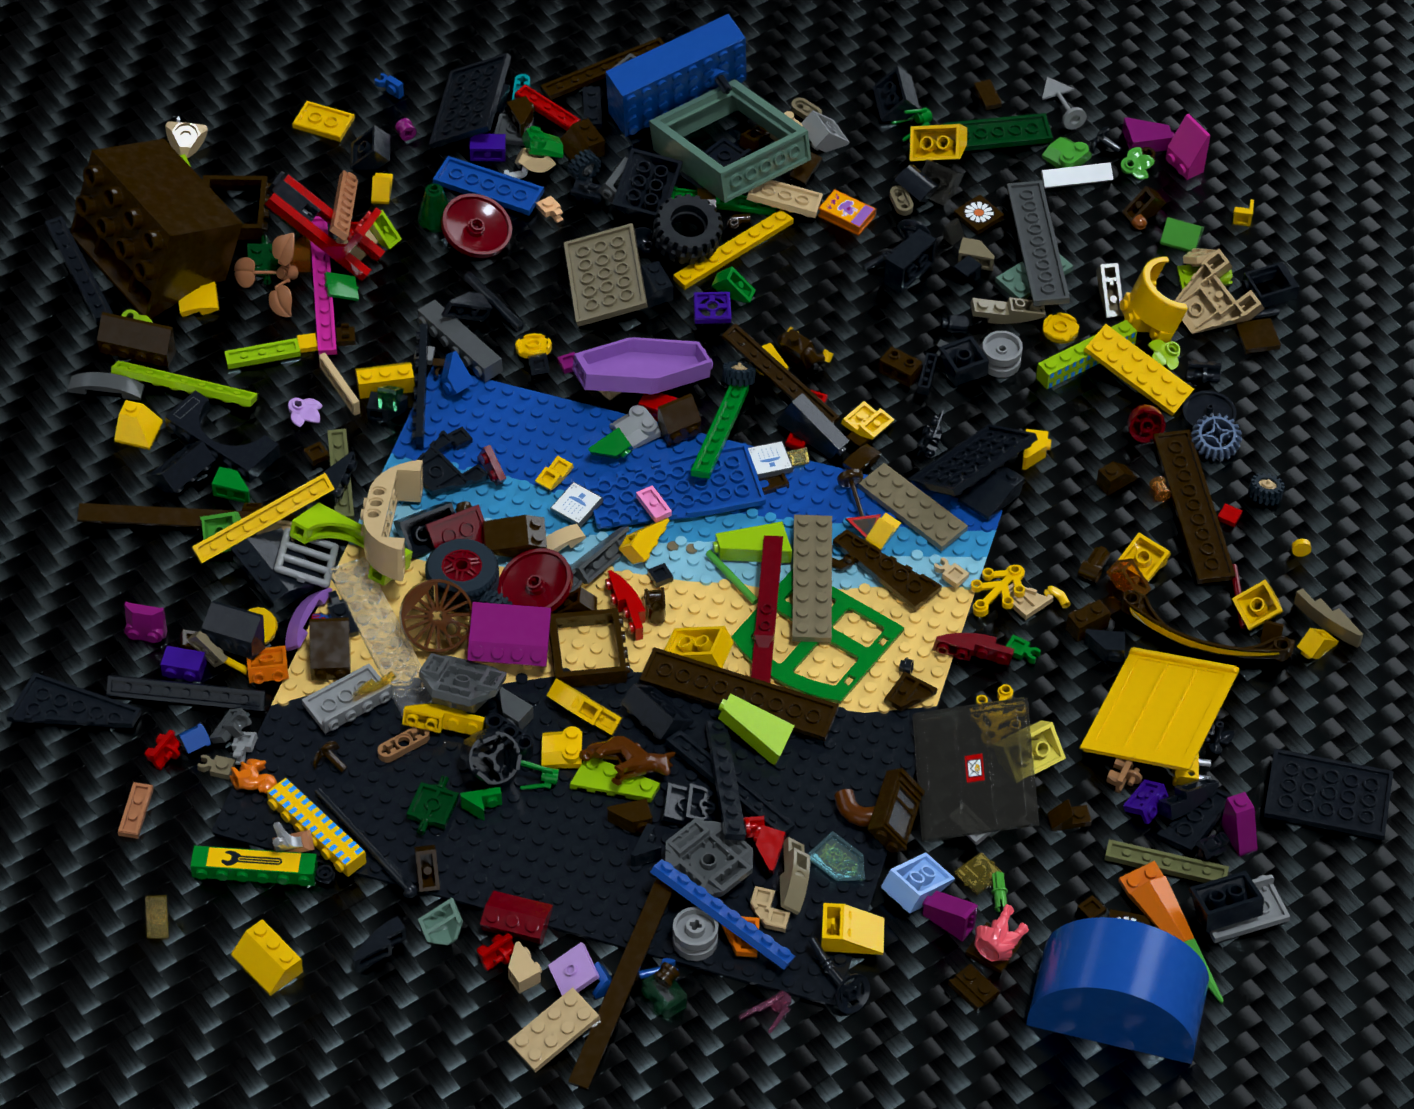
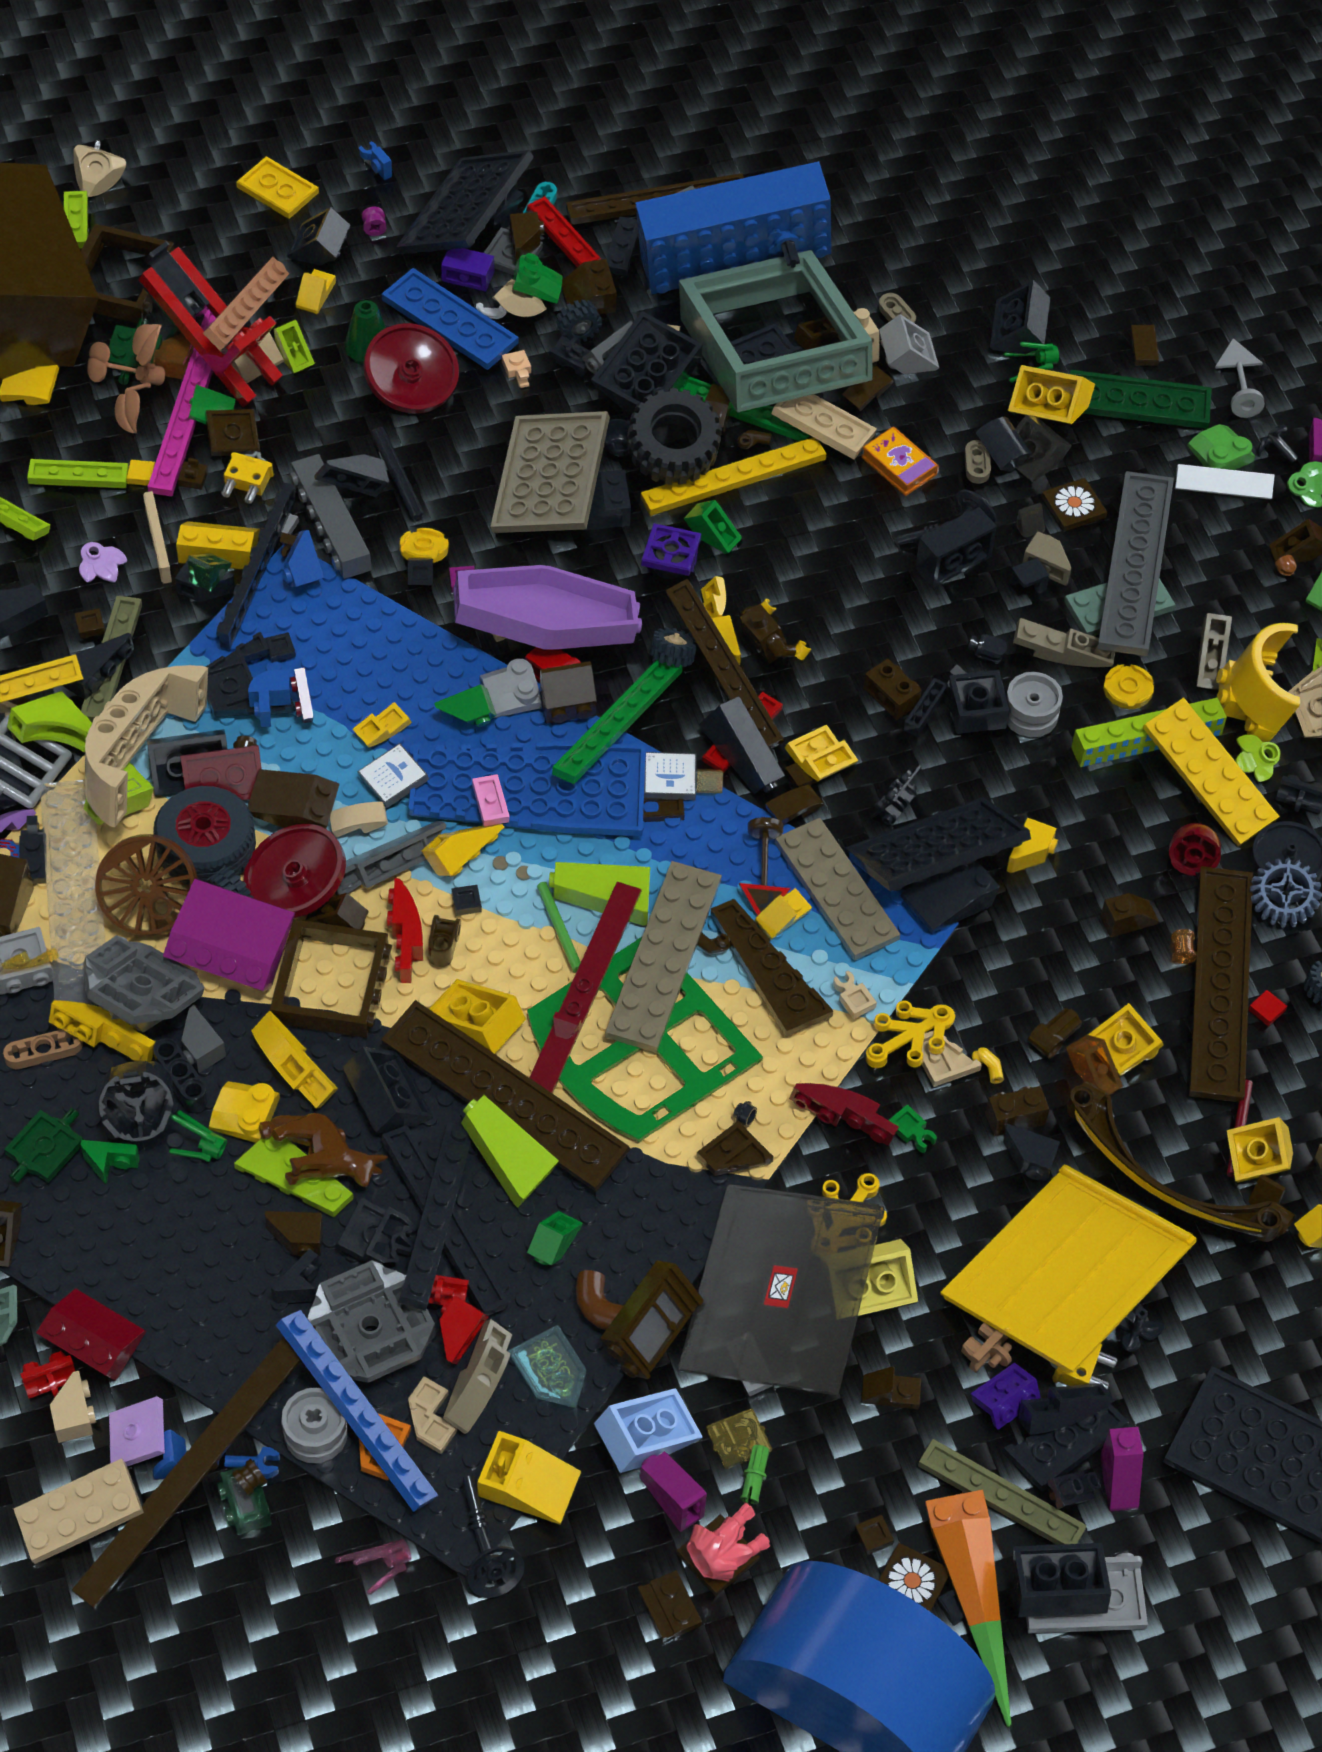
camera: 15 degrees right, 5 degrees up
(363, 299) = (232, 432): none -> dark brown tile
(386, 326) = (247, 475): none -> yellow piece
(468, 467) = (268, 690): none -> blue brick
(754, 330) = (714, 597): none -> yellow slope
(808, 777) = (553, 1238): none -> green slope

